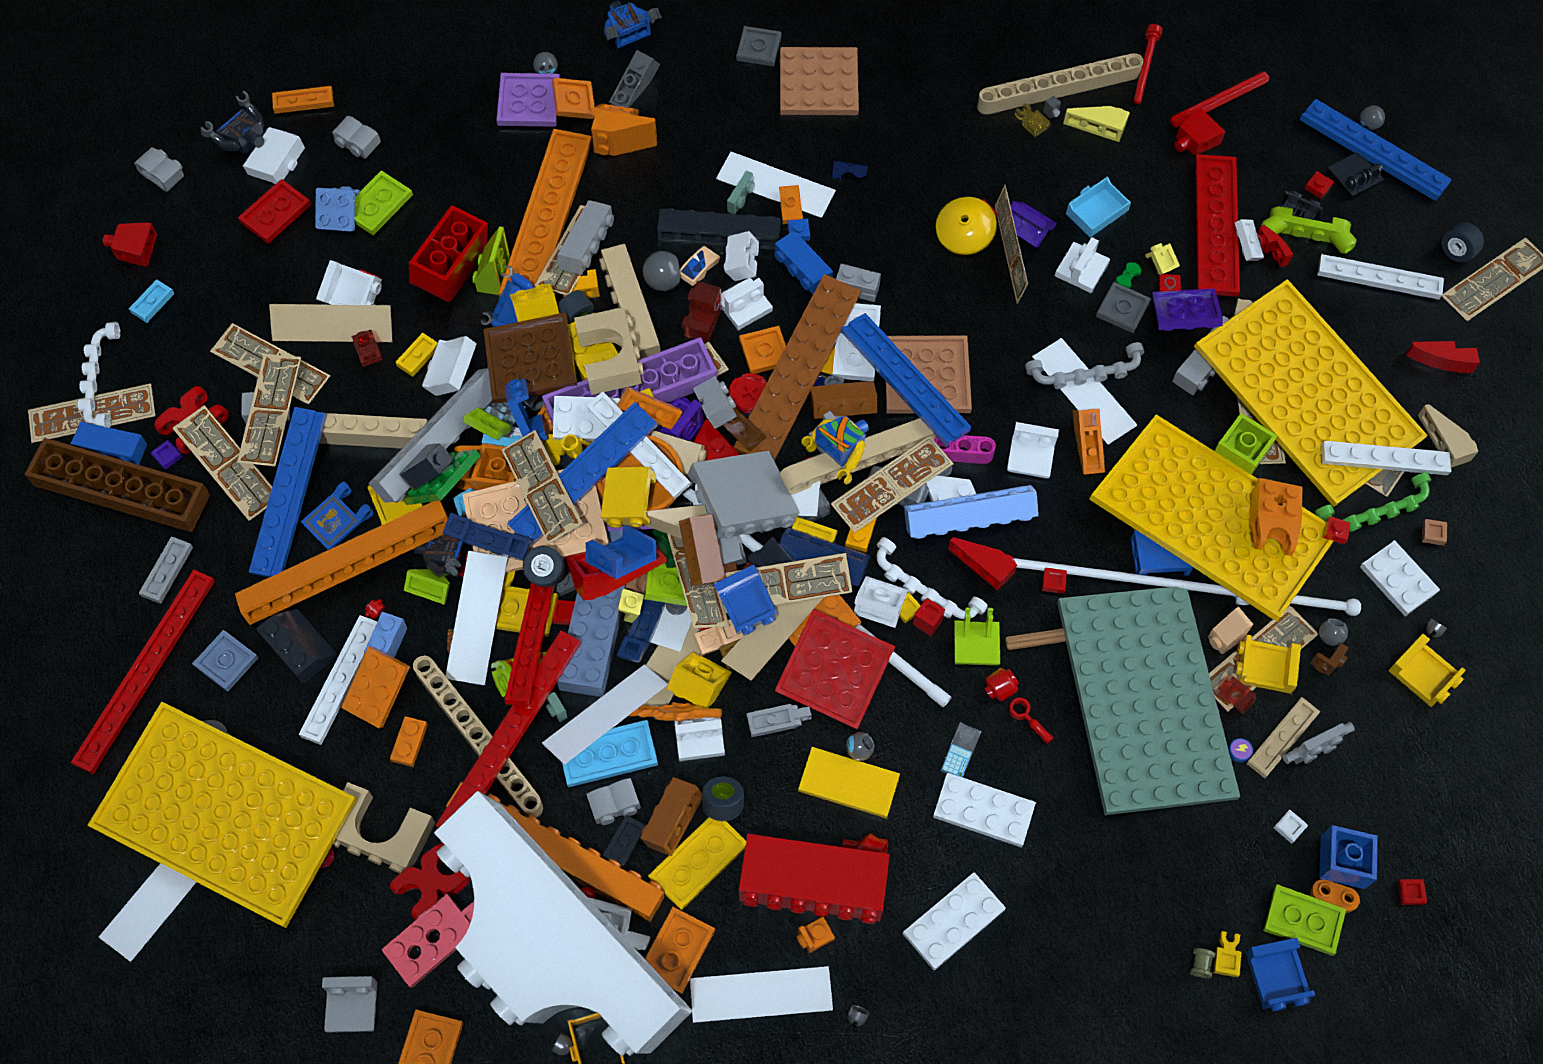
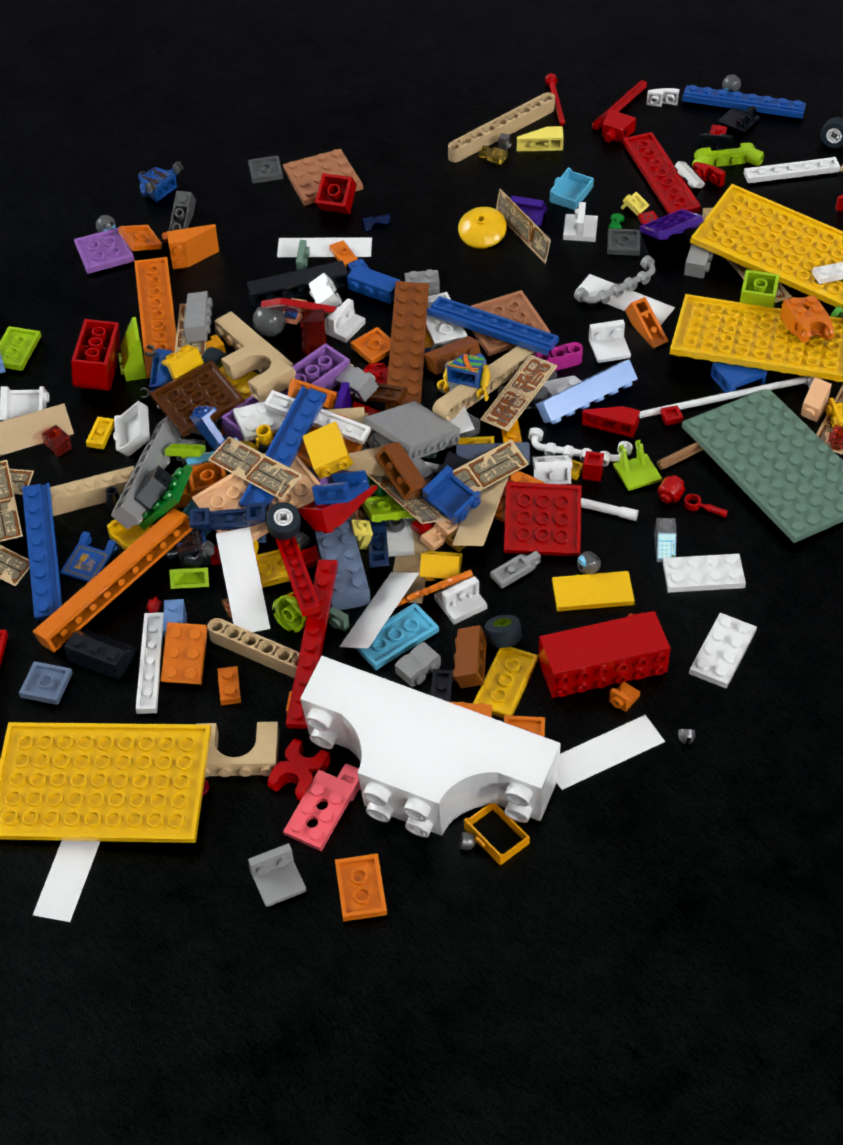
camera: 20 degrees left, 15 degrees down
(389, 450) = (112, 498): none -> black cone
(695, 272) = (295, 305): none -> red tile
(817, 117) = (335, 193): none -> red brick
(1271, 105) = (664, 95): none -> white slope

